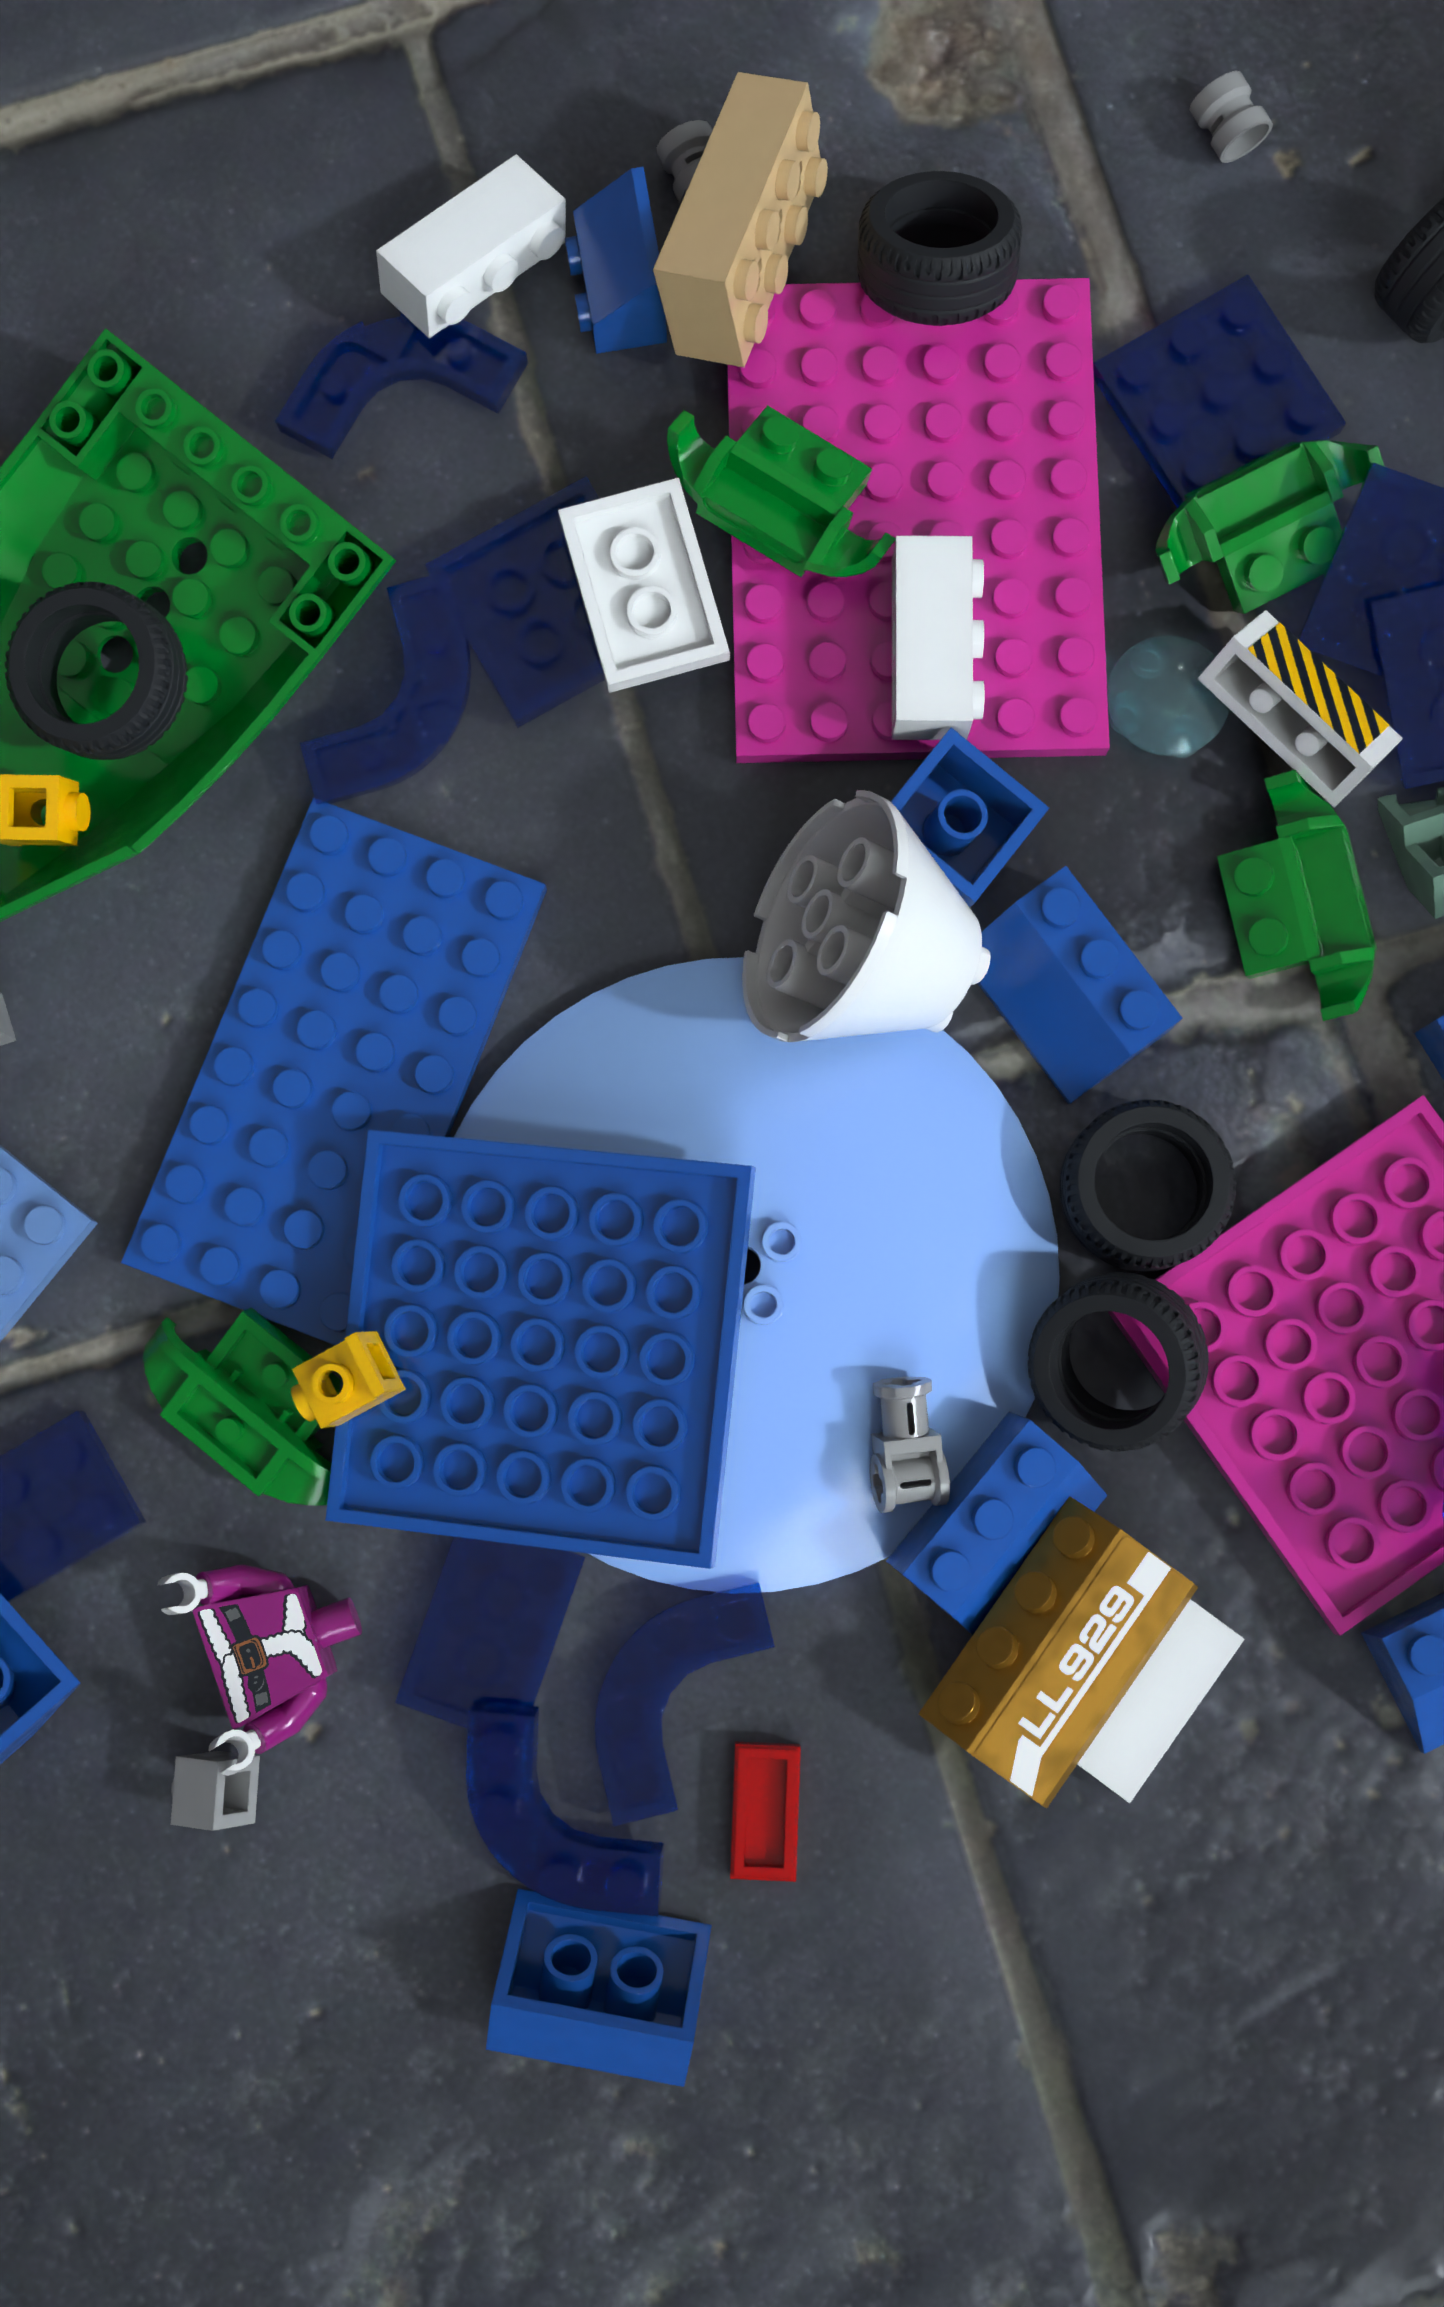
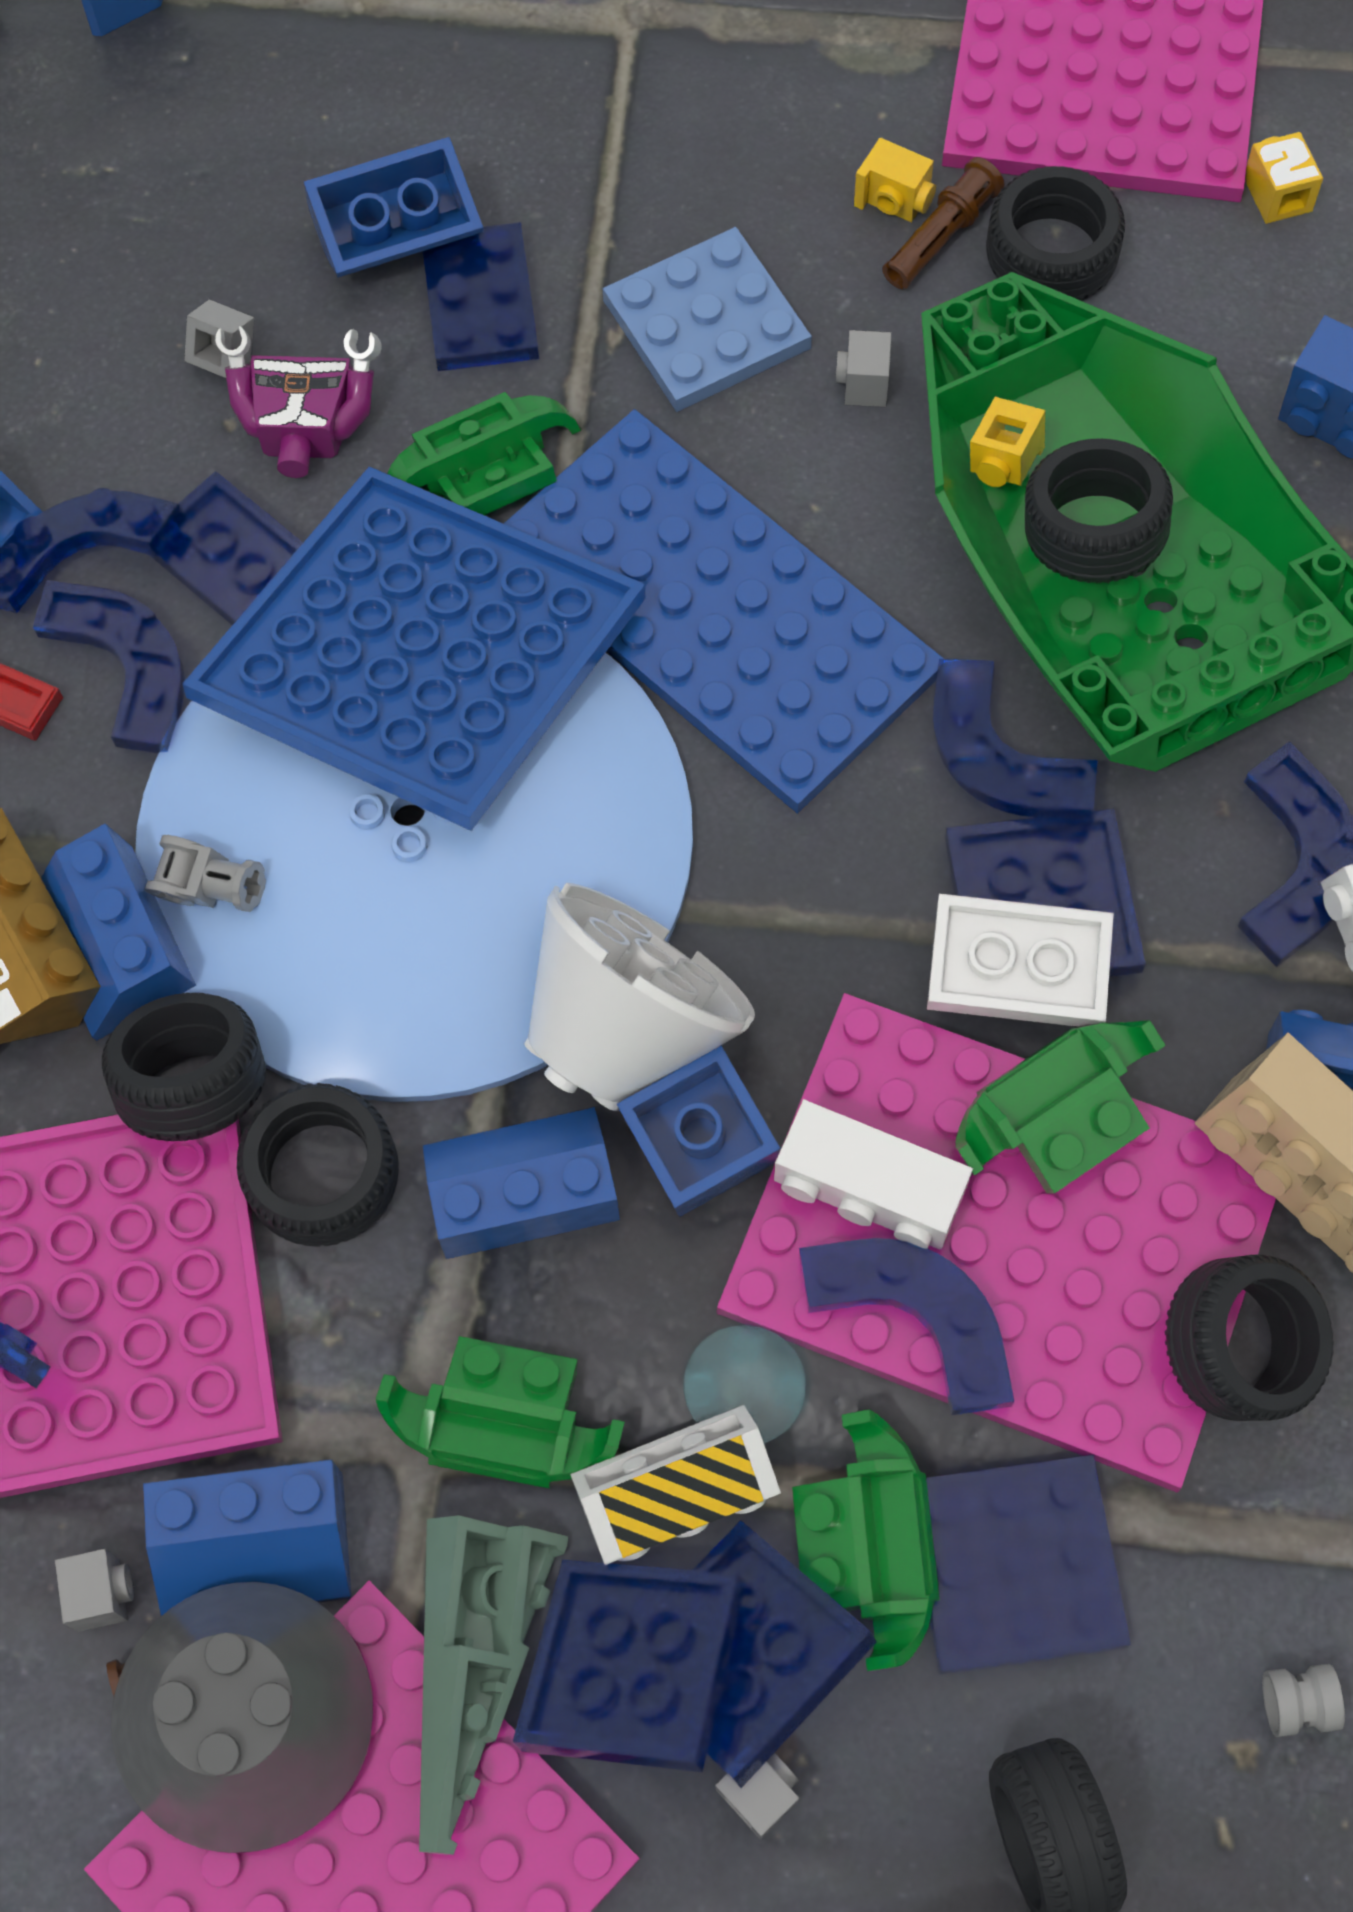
camera: 115 degrees right, 15 degrees down
(366, 1376) = (457, 487): yellow brick -> none
(1014, 549) = (931, 1290): none -> clear blue plate

